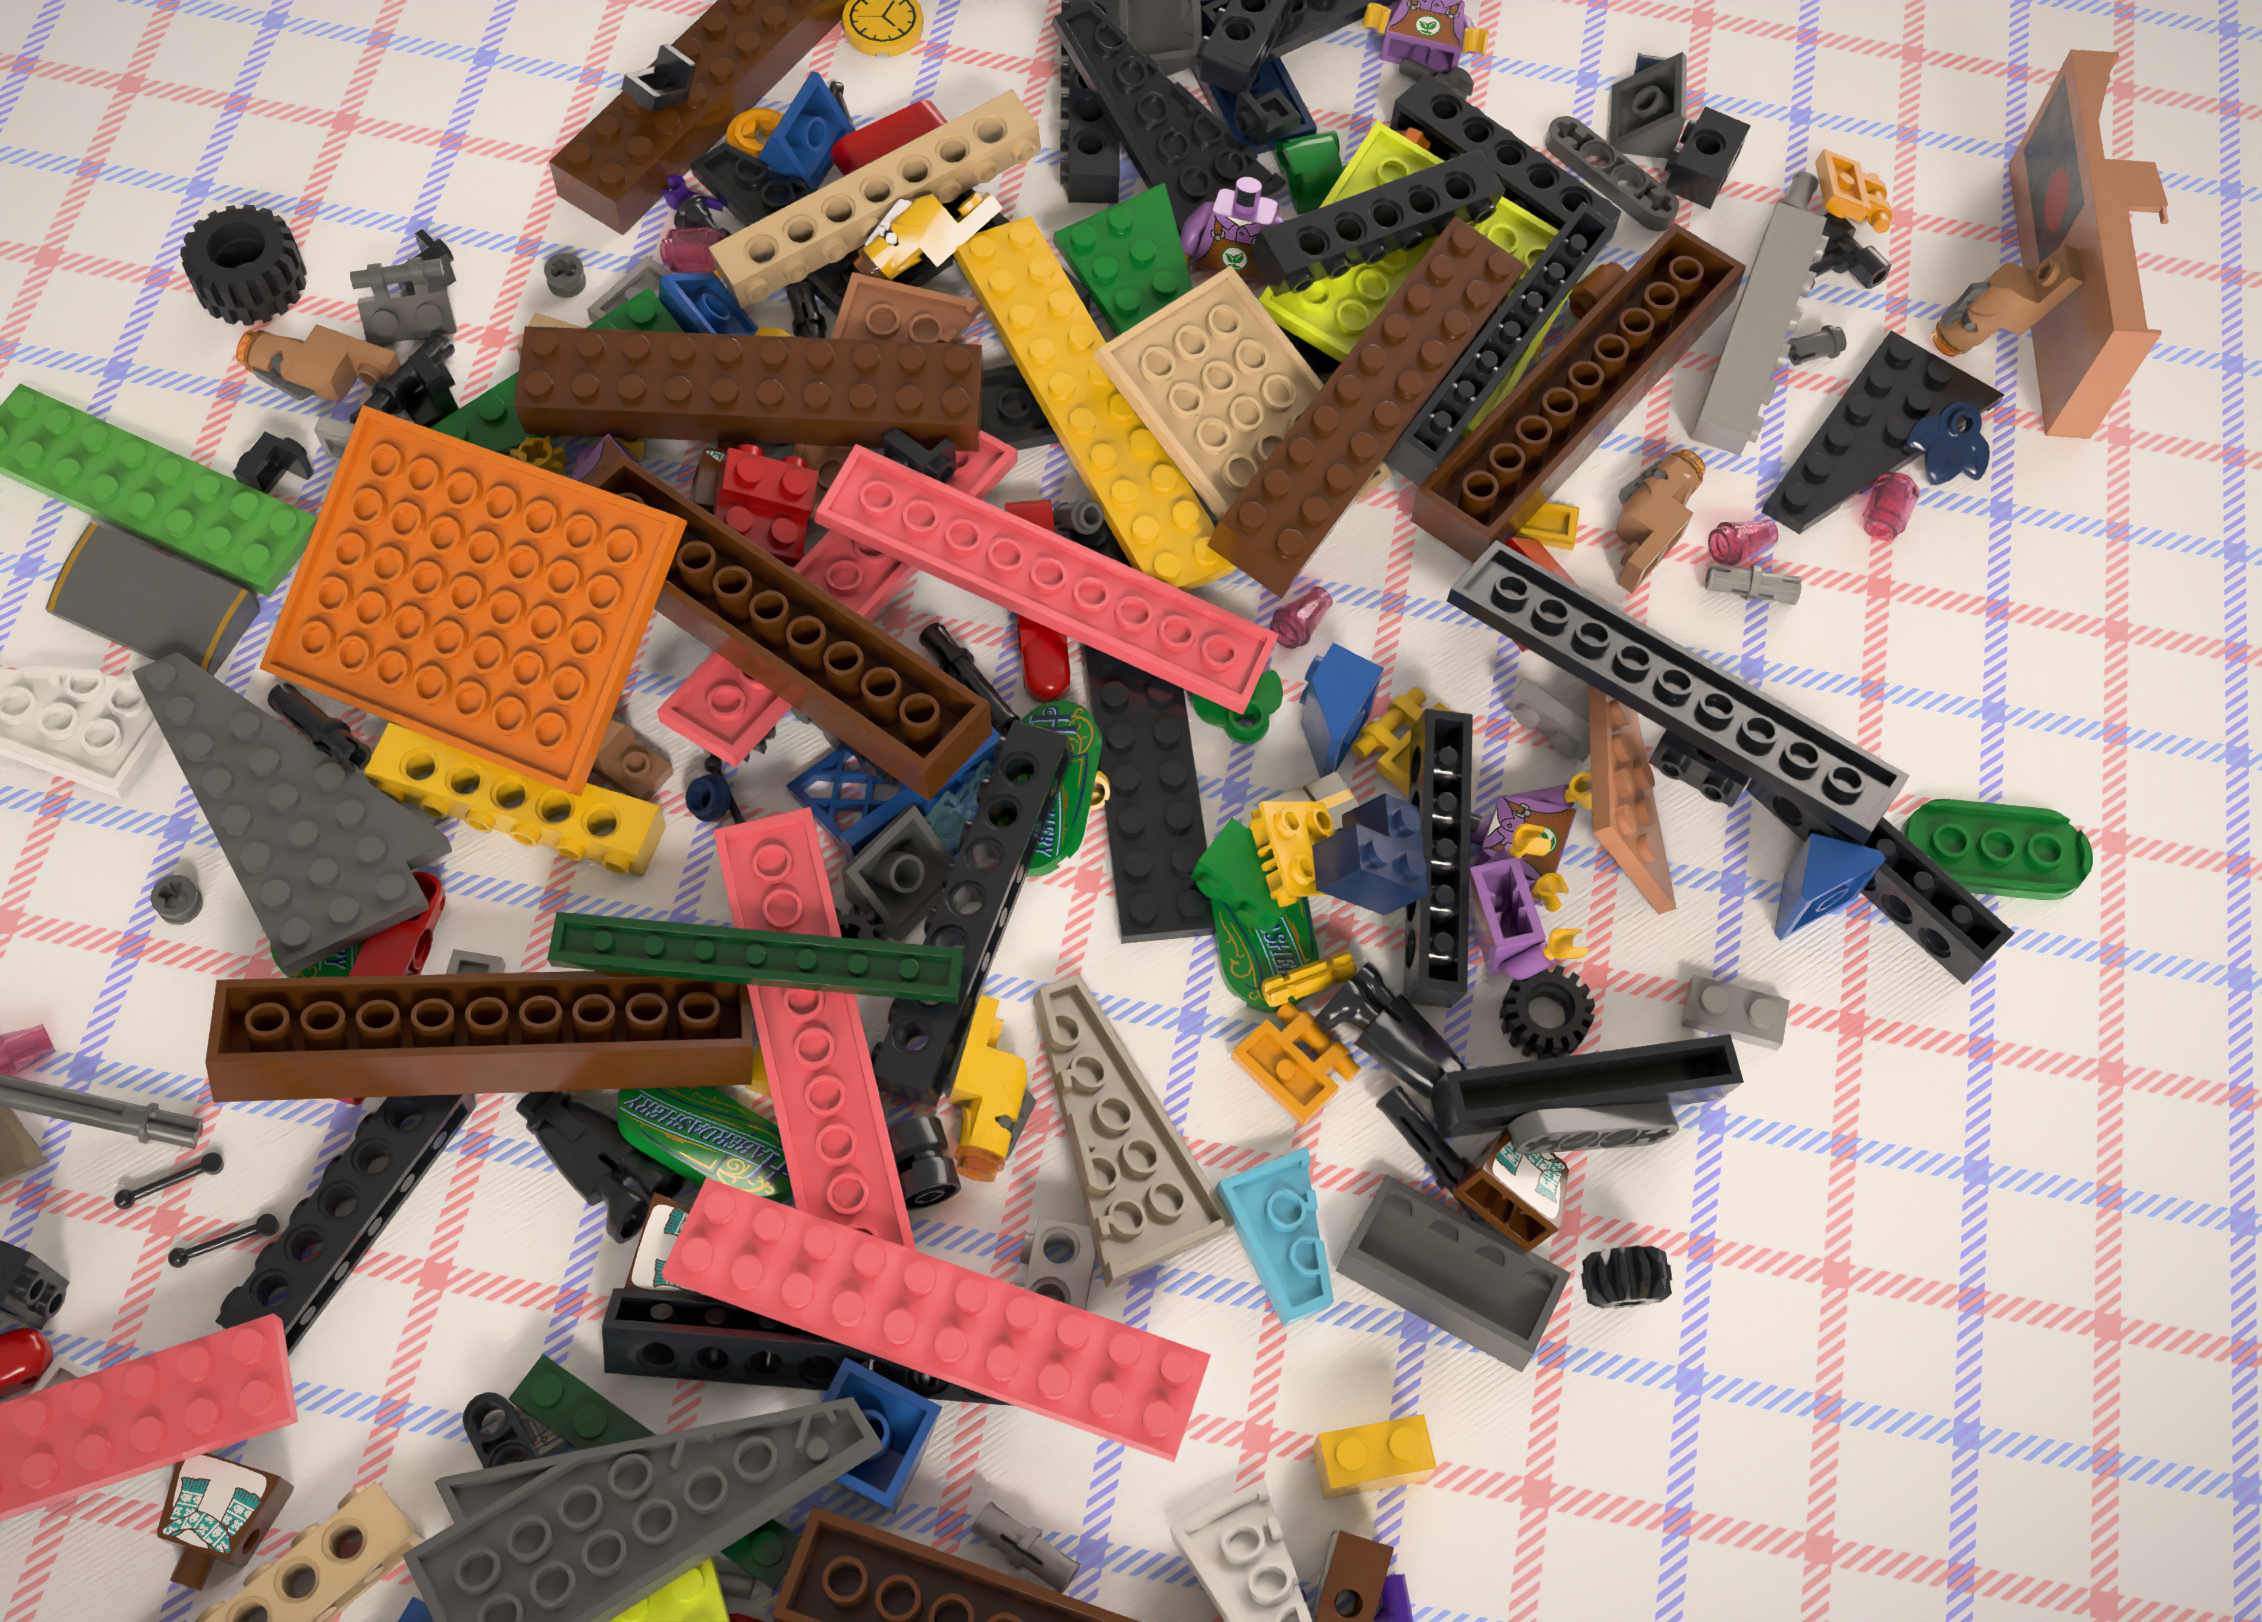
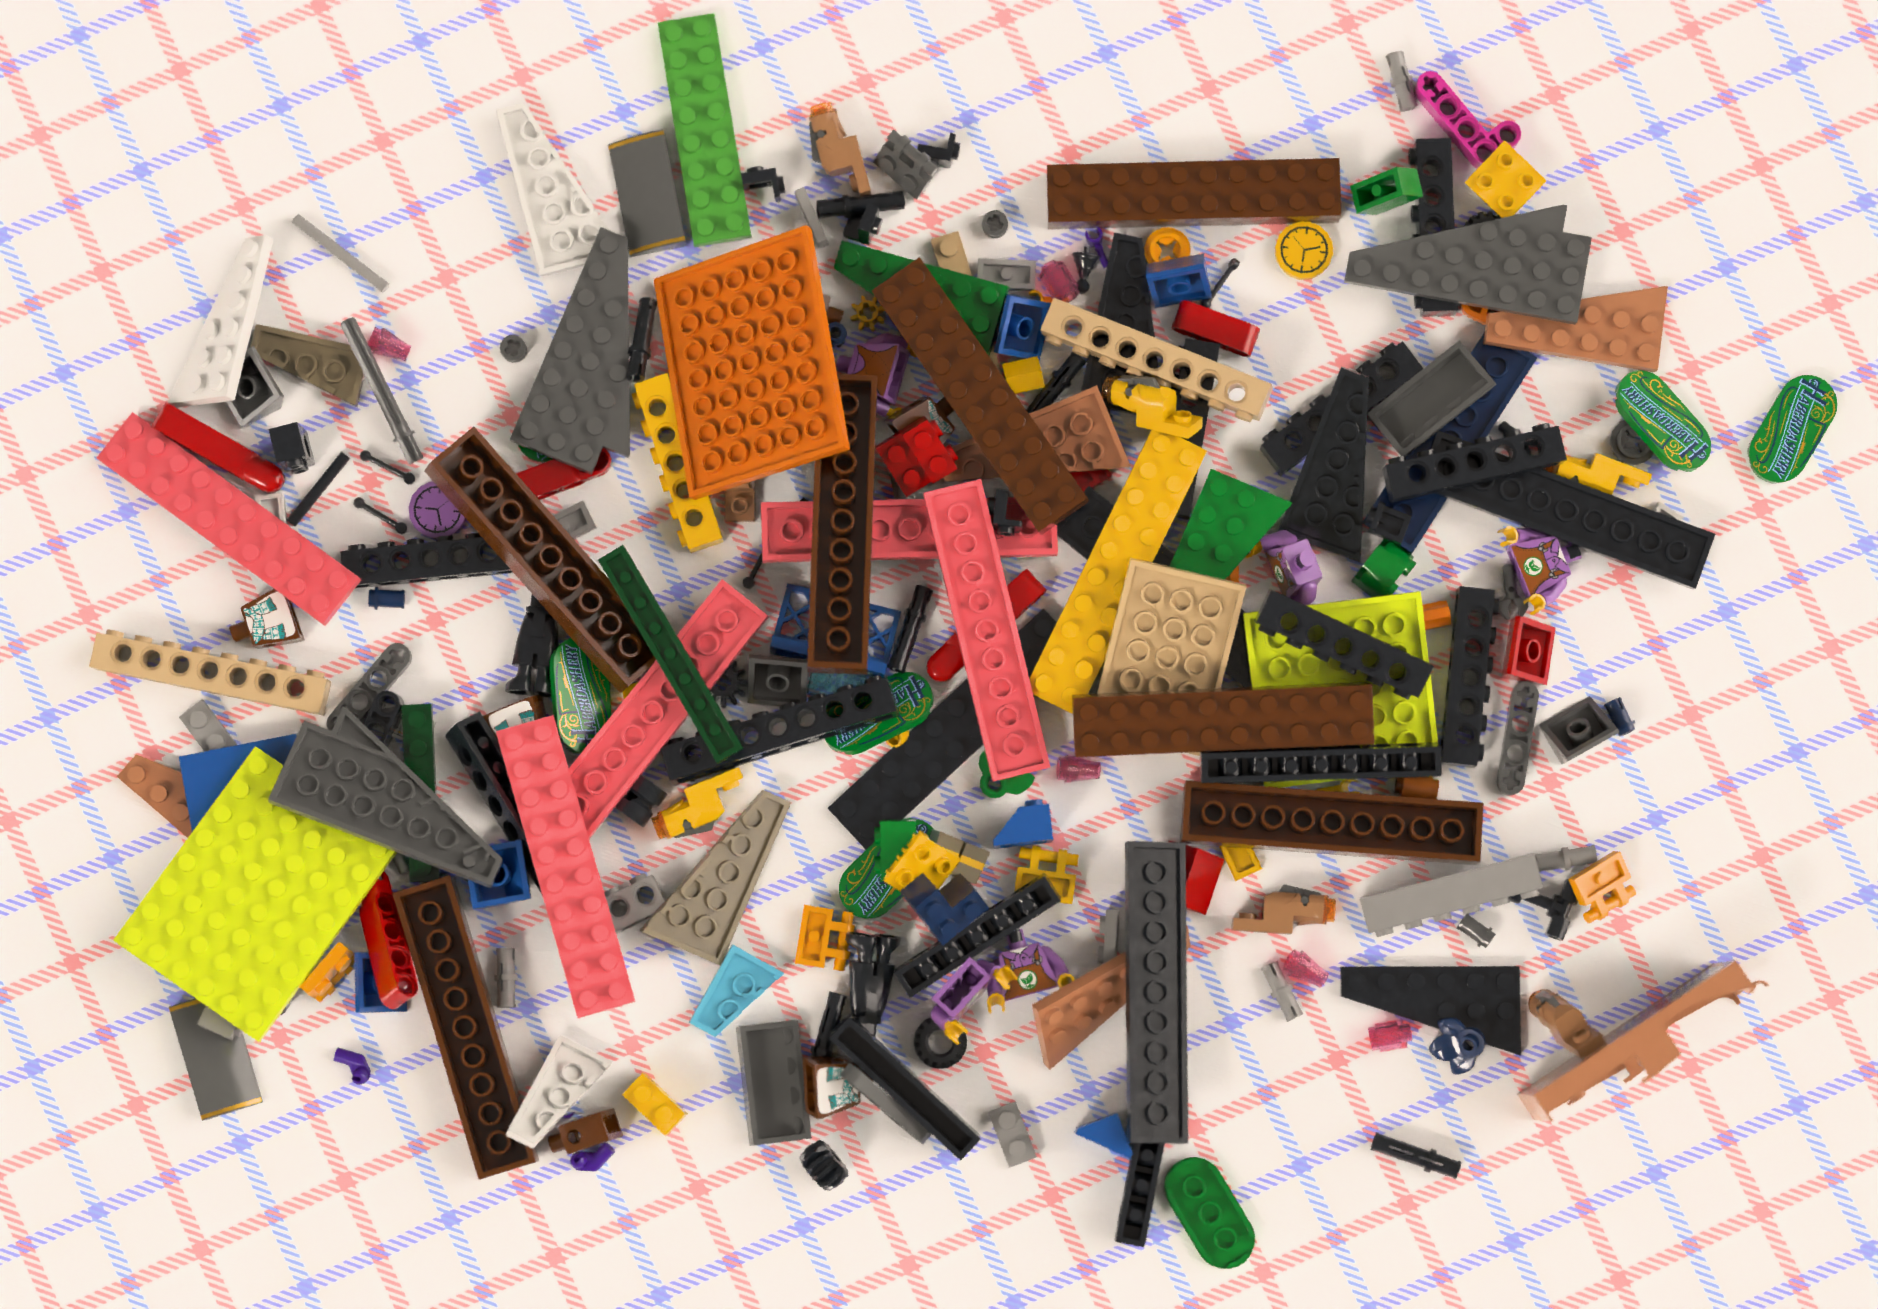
camera: 65 degrees right, 20 degrees up
(104, 1294) = (318, 488): none -> black bar
(235, 239) = (865, 37): black tyre -> none
(287, 1152) = (434, 513): none -> medium lavender tile
(342, 1315) = (386, 598): none -> dark blue pin
(437, 1442) = (365, 686): none -> dark grey beam
(663, 84) = (1134, 187): black bracket -> none
(708, 797) = (749, 553): dark blue plate -> none
(1082, 516) = (1046, 617): dark grey pin -> none
(1308, 978) = (868, 915): yellow axle -> none
(1512, 101) = (1528, 651): none -> red slope
(1706, 157) = (1586, 788): black brick -> none
(2095, 554) = (1449, 1168): none -> black pin

